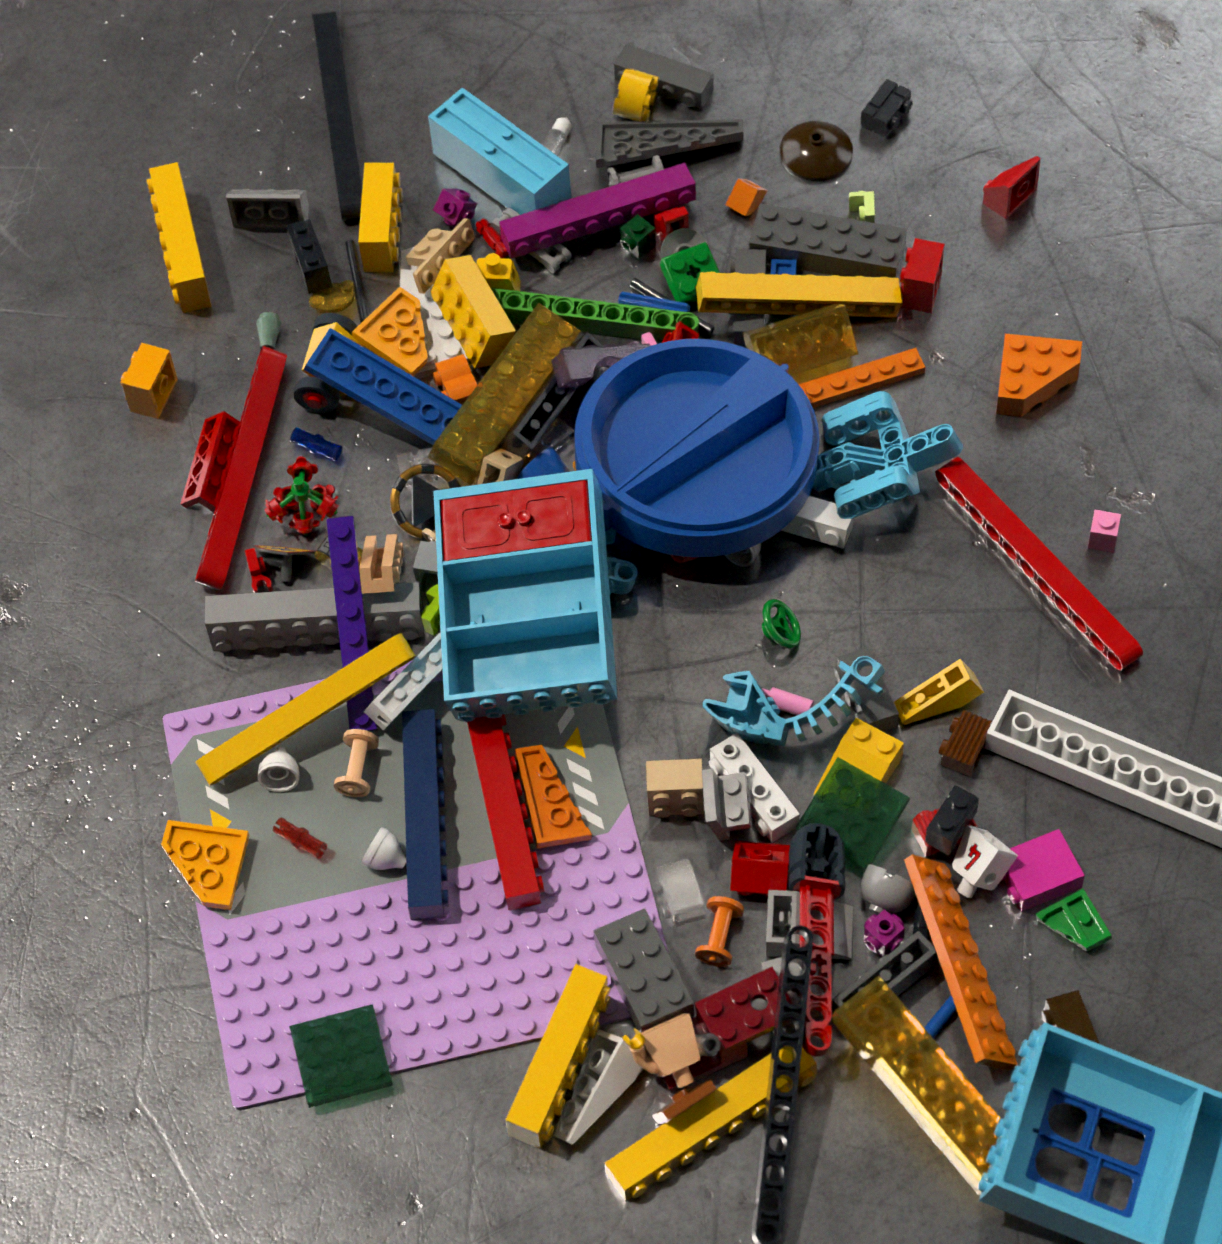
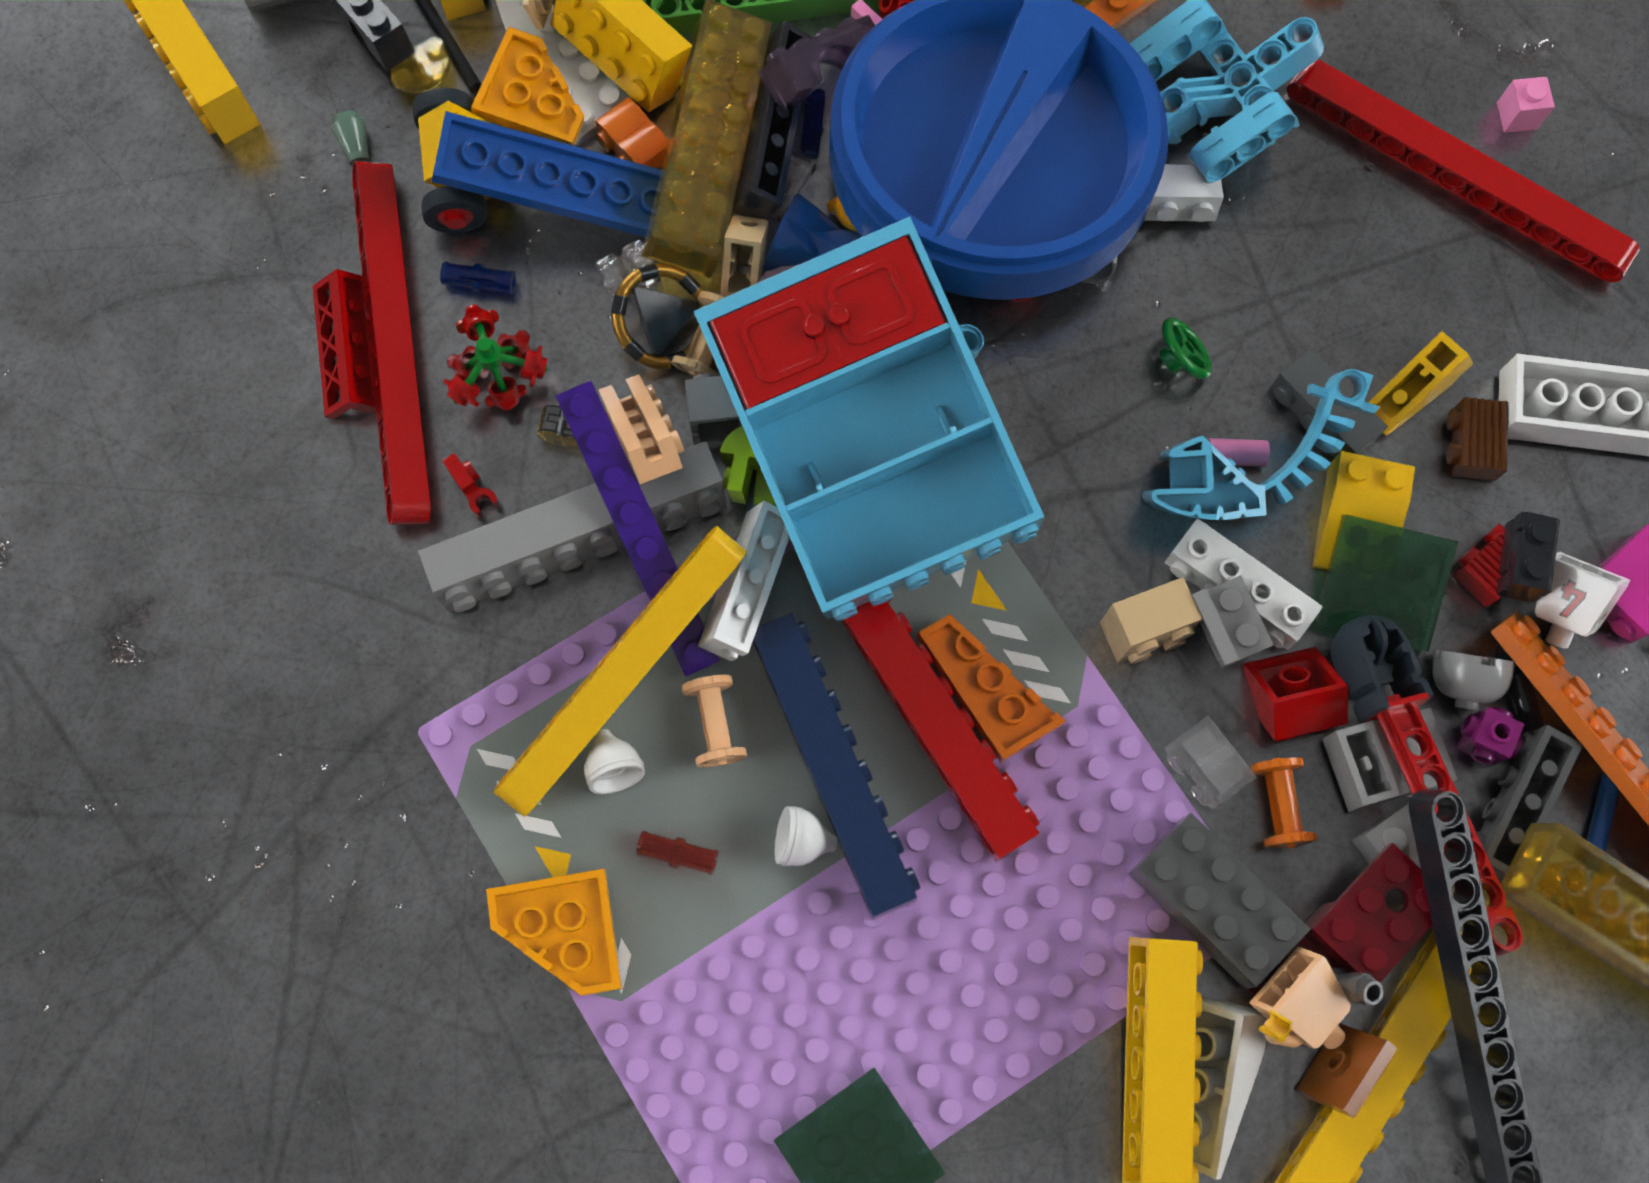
camera: 25 degrees left, 15 degrees up
(149, 380) = (215, 254): light orange brick -> none
(285, 561) = (495, 451): dark grey shield -> none

